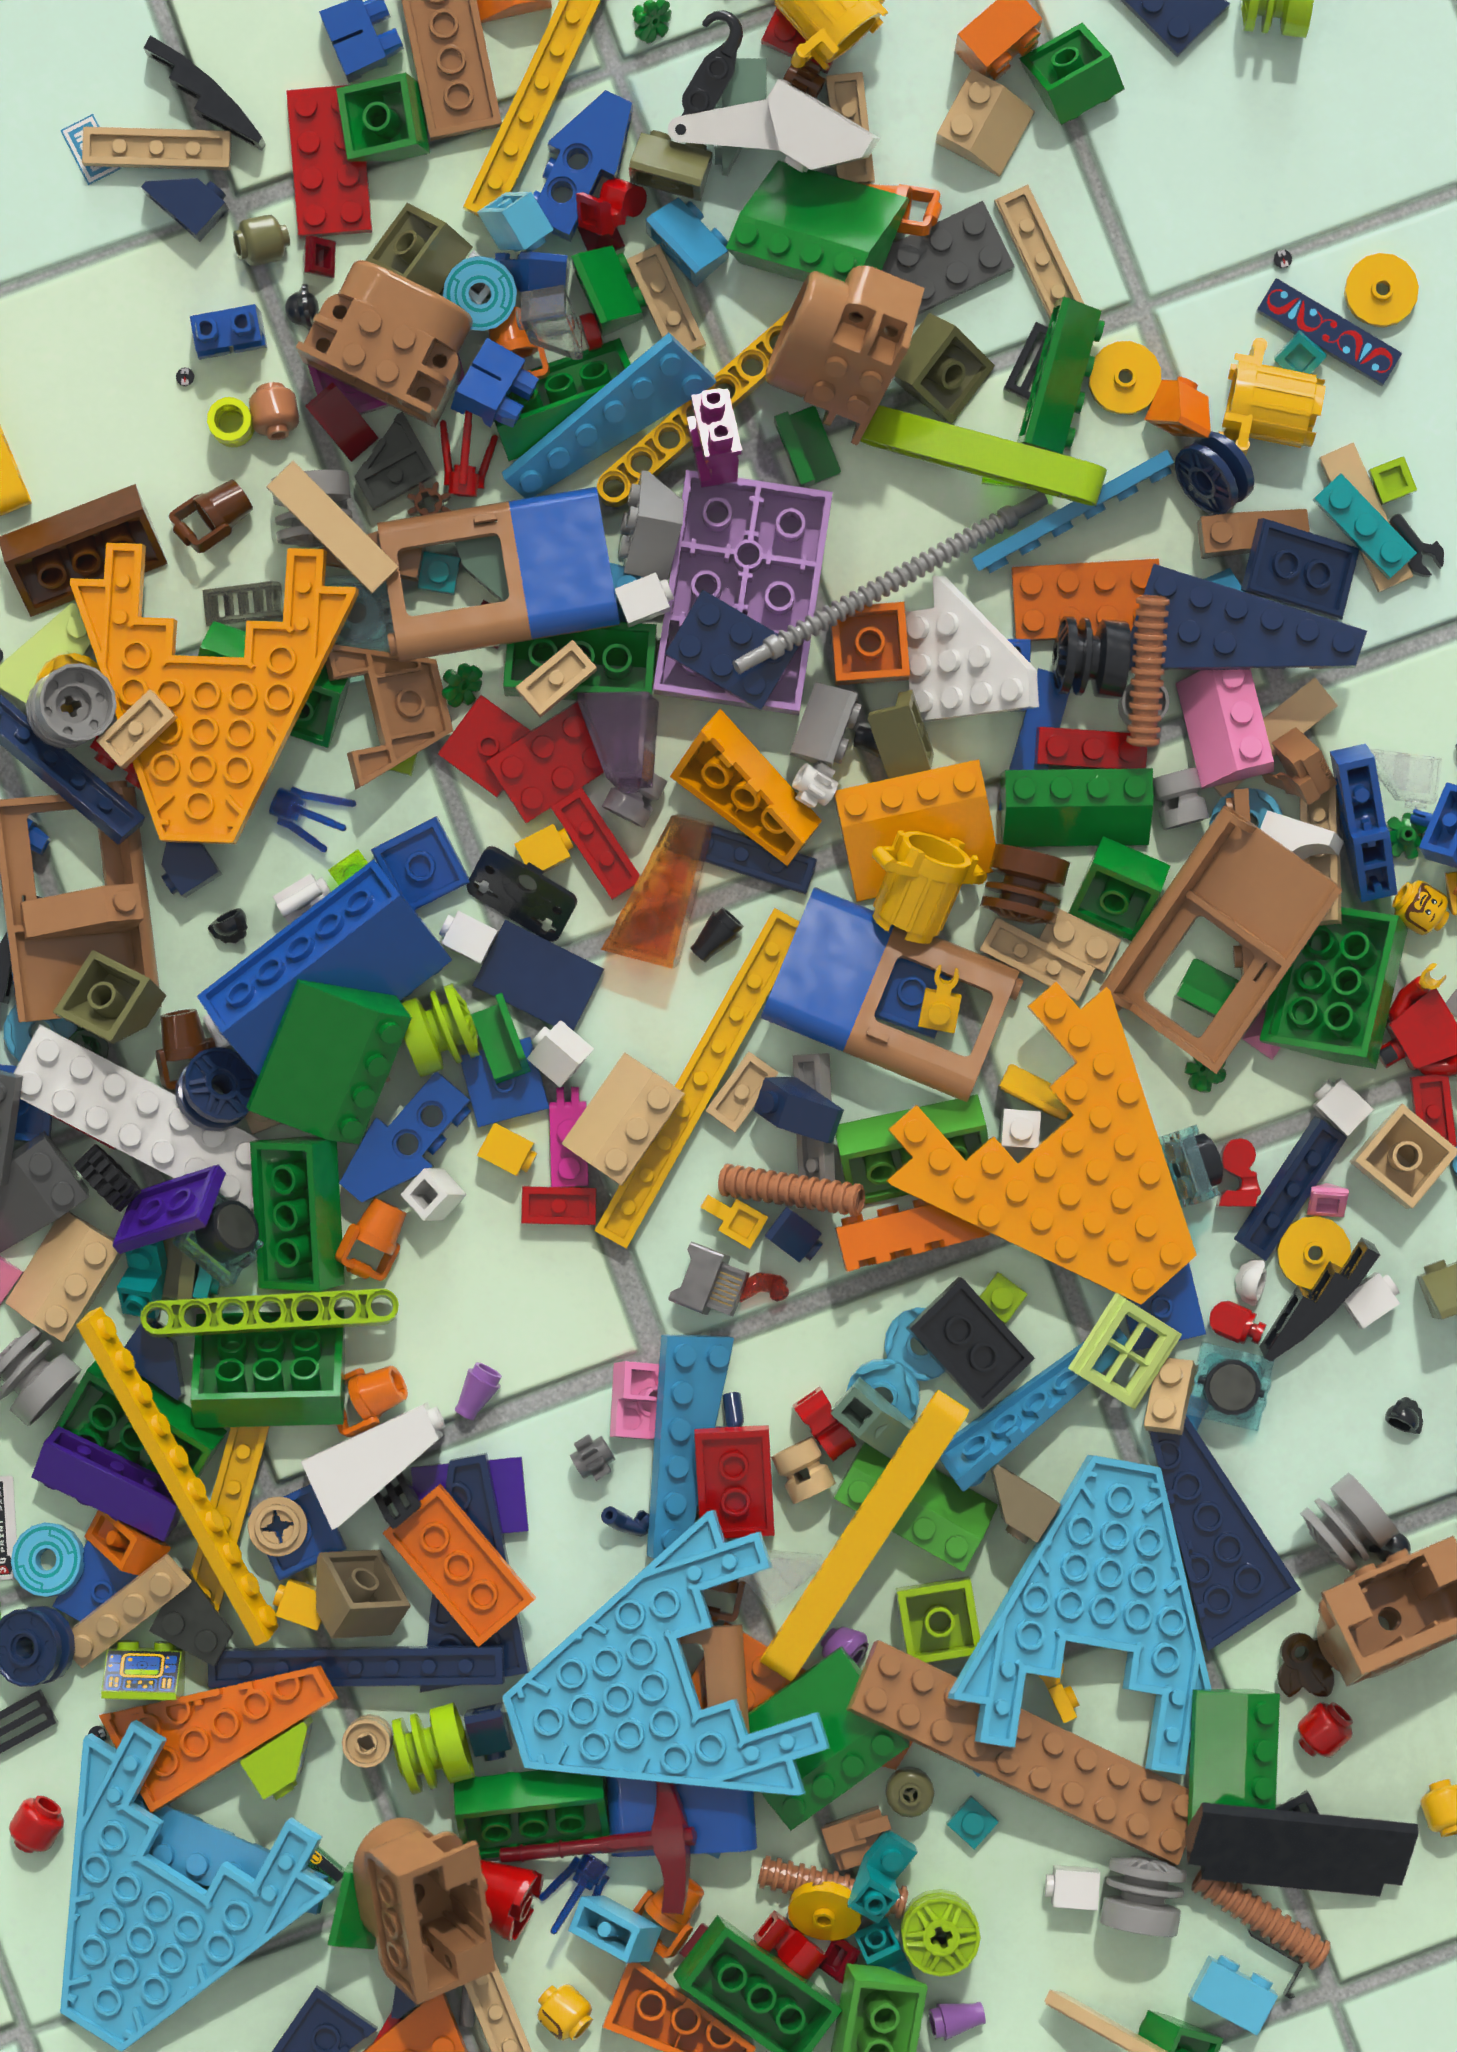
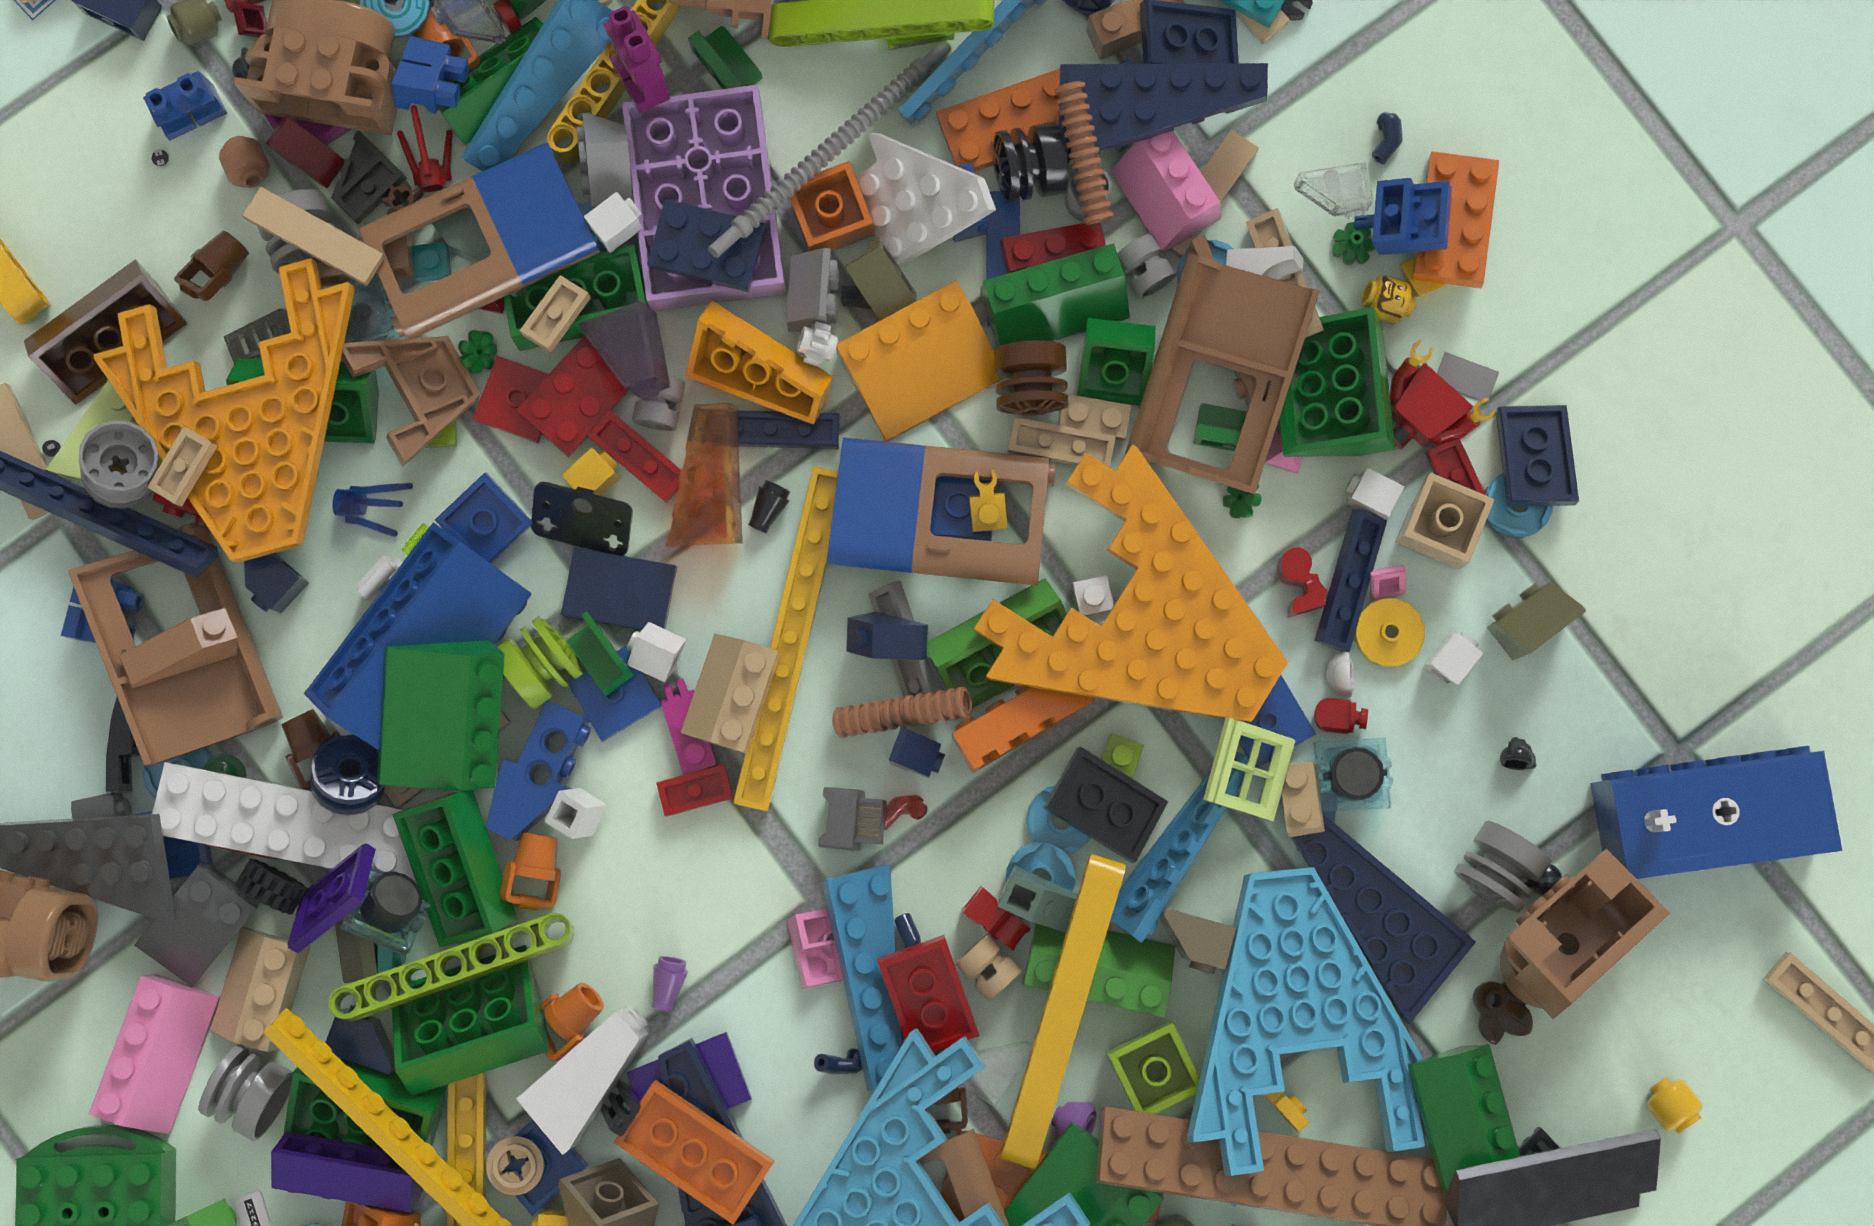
camera: 20 degrees left, 5 degrees down
(109, 999) = (224, 719): olive slope -> none
(143, 1279) = (331, 967): teal slope -> none
(230, 422) = (207, 182): neon yellow piece -> none
(230, 926) = (327, 627): black piece -> none
(468, 936) = (544, 572): white brick -> none
(507, 1150) = (633, 753): yellow brick -> none
(592, 1457) = (791, 1013): flat silver gear -> none
(739, 1221) = (863, 756): yellow plate -> none
(740, 1092) = (830, 640): tan plate -> none
(922, 883) = (938, 402): yellow container -> none
(1032, 1091) = (1094, 563): yellow slope -> none
(1192, 1165) = (1259, 582): clear light blue piece -> none
(1305, 767) = (1246, 205): medium nougat piece -> none
(1310, 1309) = (1402, 684): black slope -> none
(1325, 1729) = (1539, 1065): red head -> none
(1364, 822) = (1314, 235): blue brick -> none

